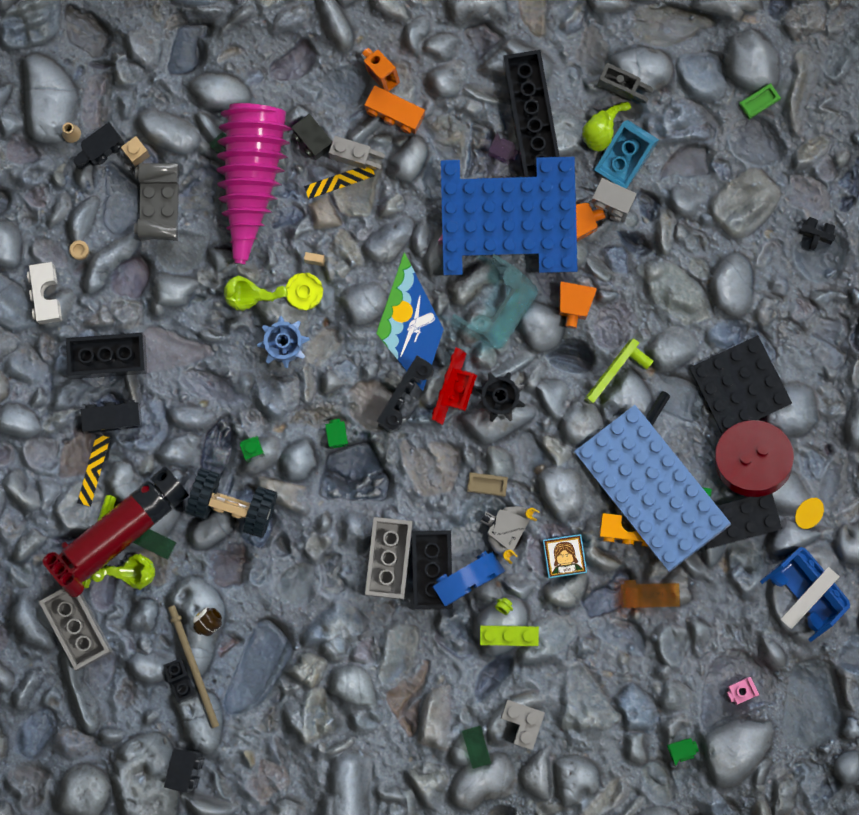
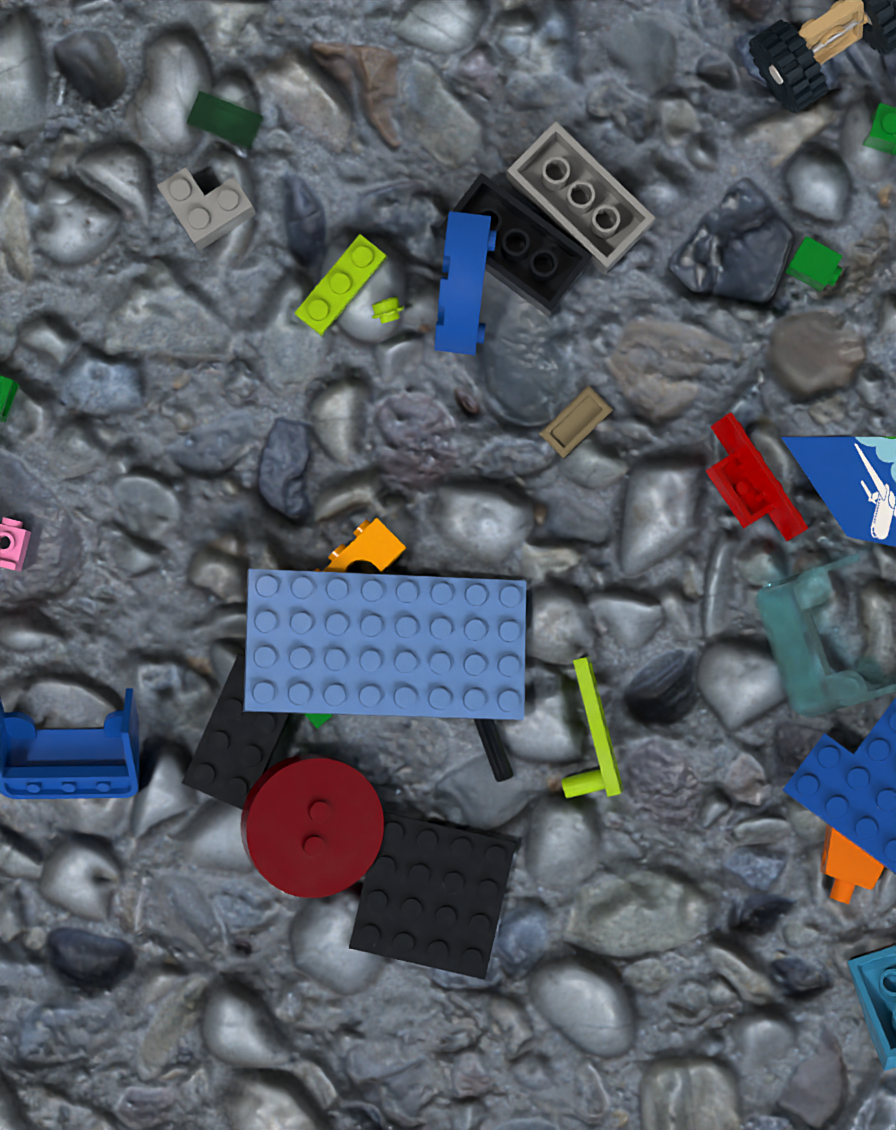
camera: 135 degrees right, 5 degrees up
(418, 371) = (781, 353): black piece -> none
(507, 529) = (490, 396): light grey torso -> none
(510, 392) = (692, 515): black brick -> none
(564, 556) = (389, 449): tile -> none
(575, 302) = (739, 753): orange torso -> none
(614, 199) = (847, 930): light grey brick -> none
(649, 595) = (240, 523): clear orange door -> none
(809, 513) = (175, 844): yellow sticker -> none
(810, 597) = (56, 745): white sticker -> none

